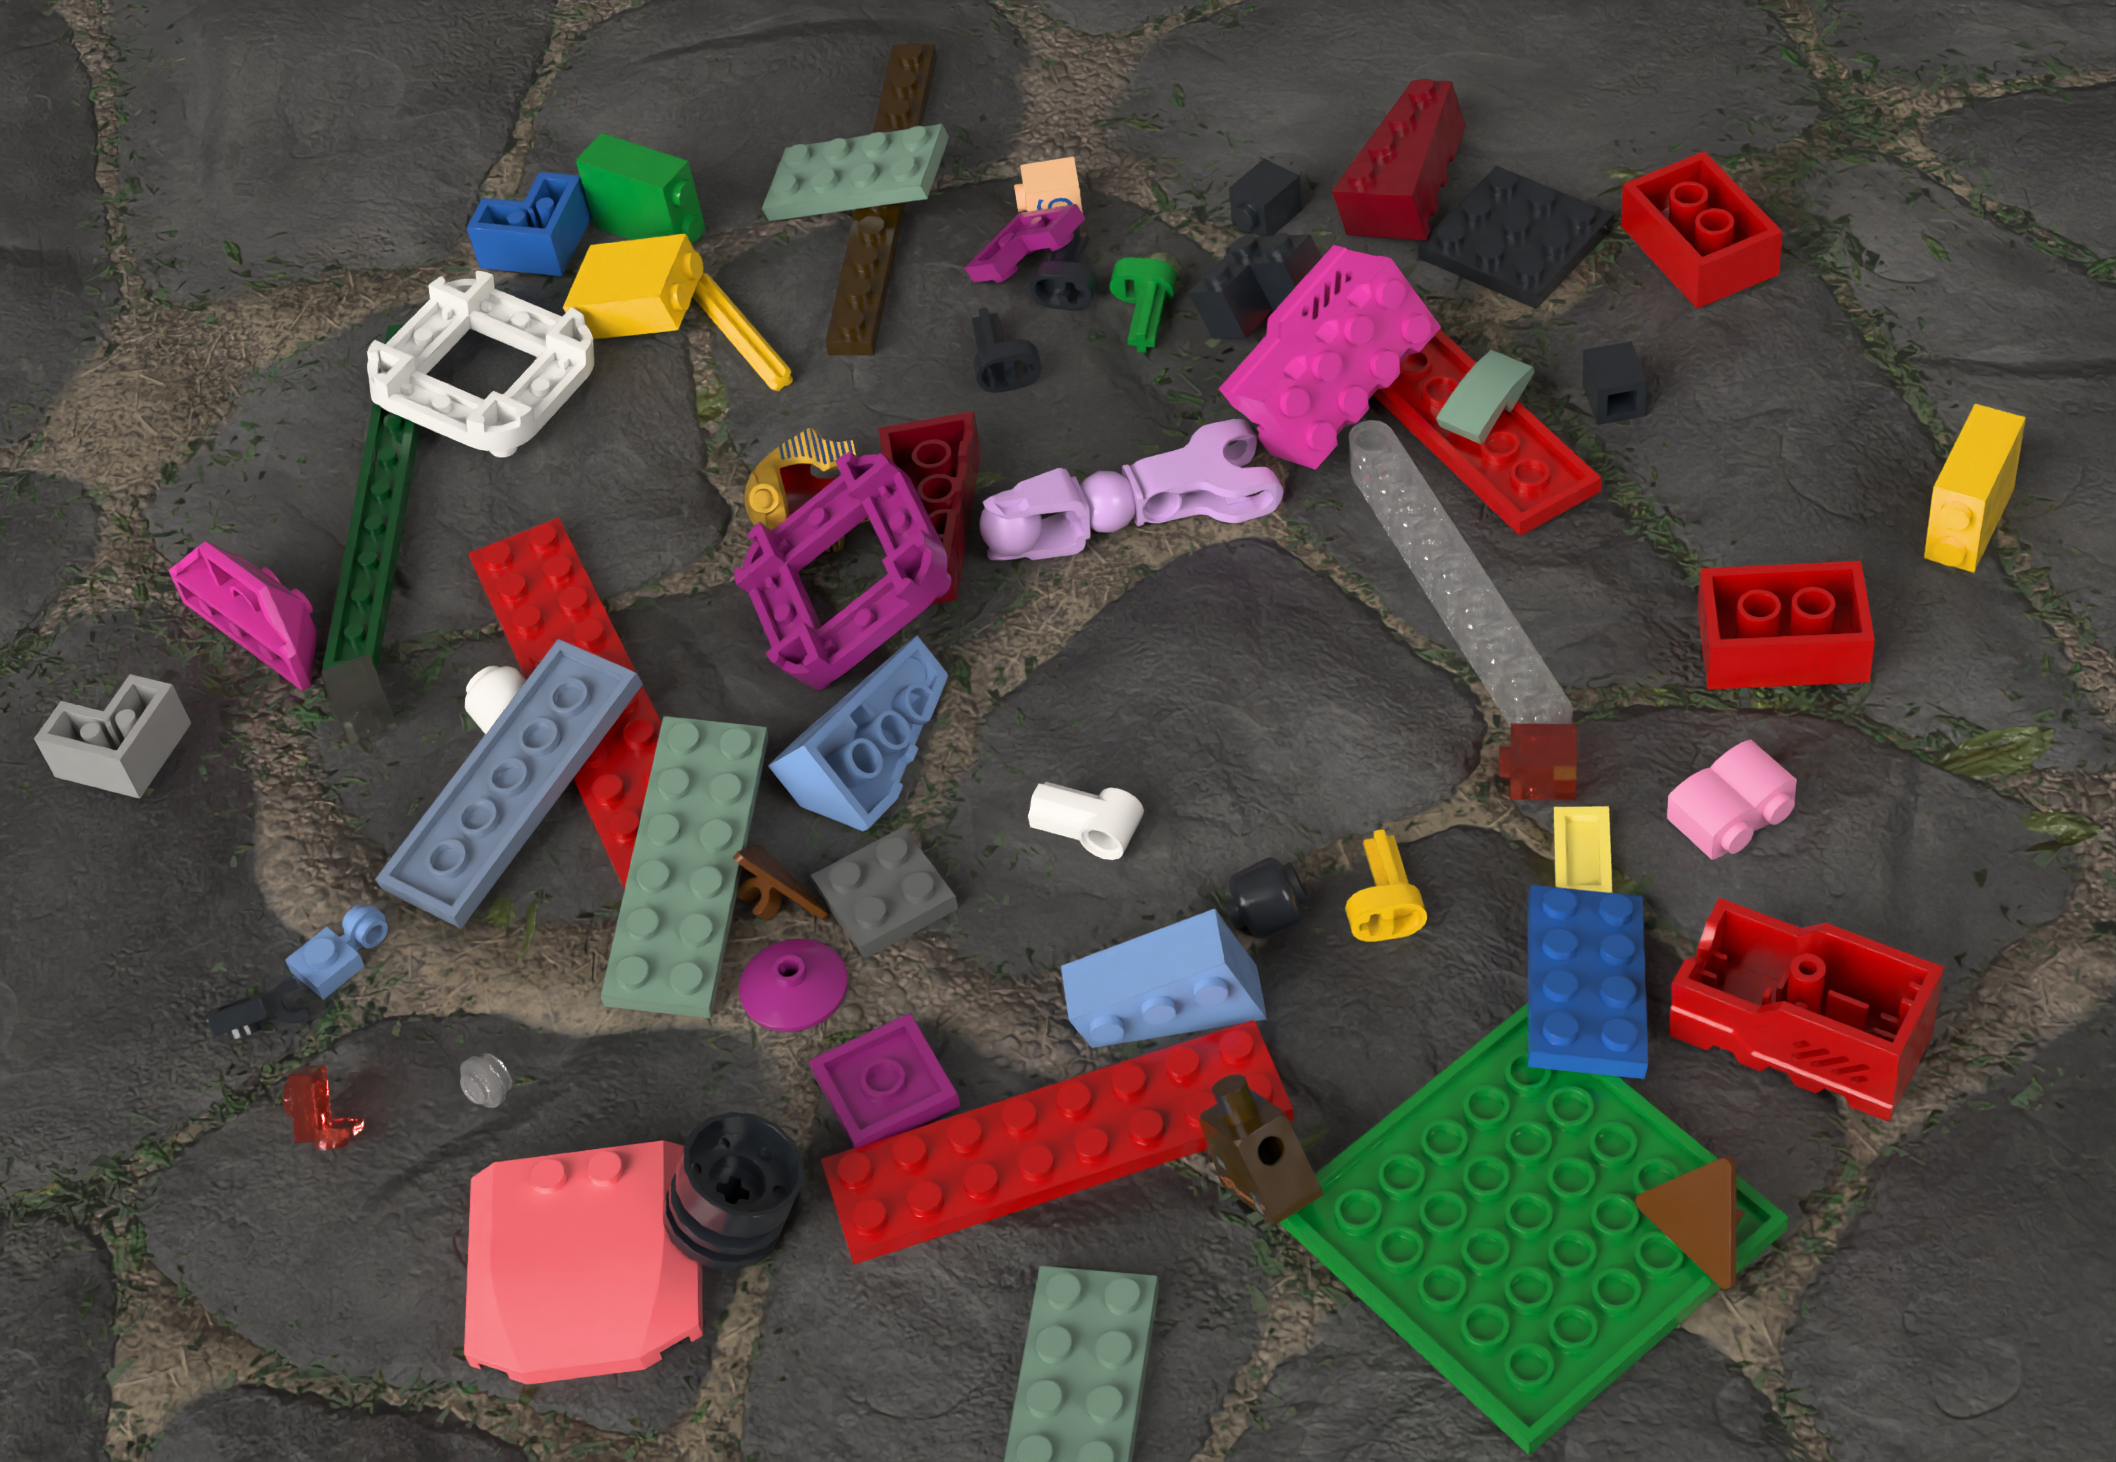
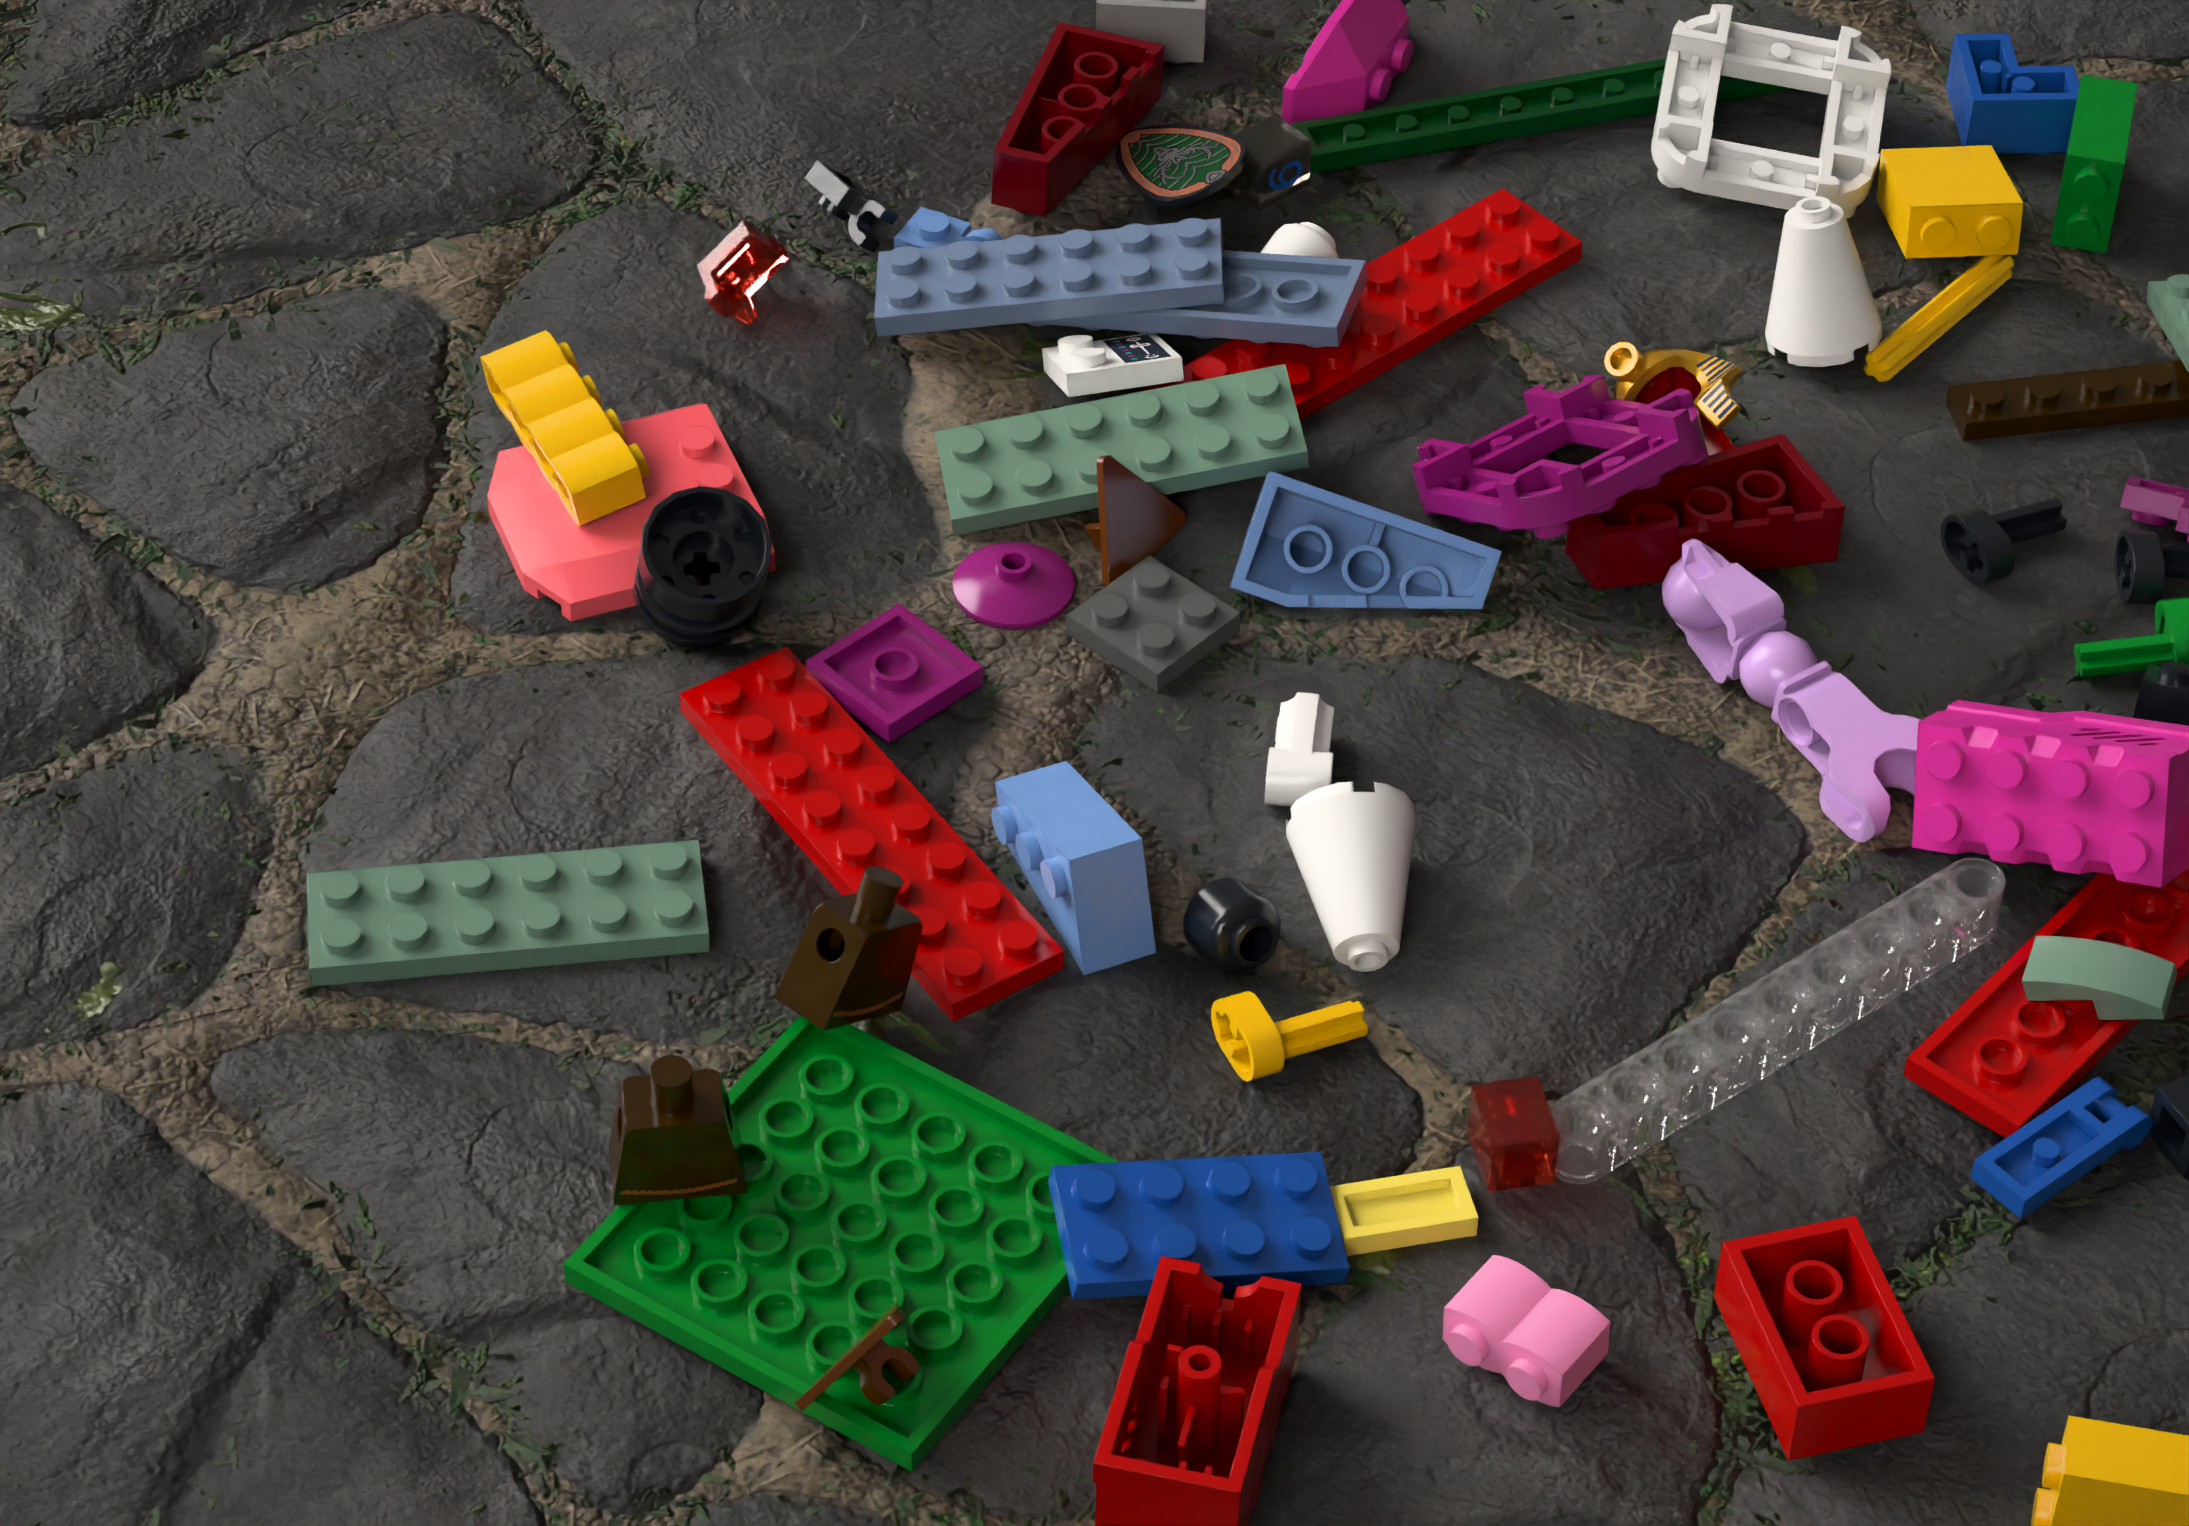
camera: 65 degrees right, 5 degrees down
(232, 820) = (1072, 113): none -> dark red wedge
(339, 754) = (1179, 162): none -> shield
(449, 874) = (1049, 277): none -> sand blue plate
(485, 1080) = (813, 381): clear plate -> none
(494, 1275) = (565, 427): none -> yellow brick
(572, 853) = (1111, 364): none -> white plate
(718, 378) = (1820, 290): none -> white cone
(1249, 801) = (1356, 867): none -> white cone
(1446, 1305) = (674, 1136): none -> dark brown torso
(1624, 471) = (2060, 1147): none -> blue plate

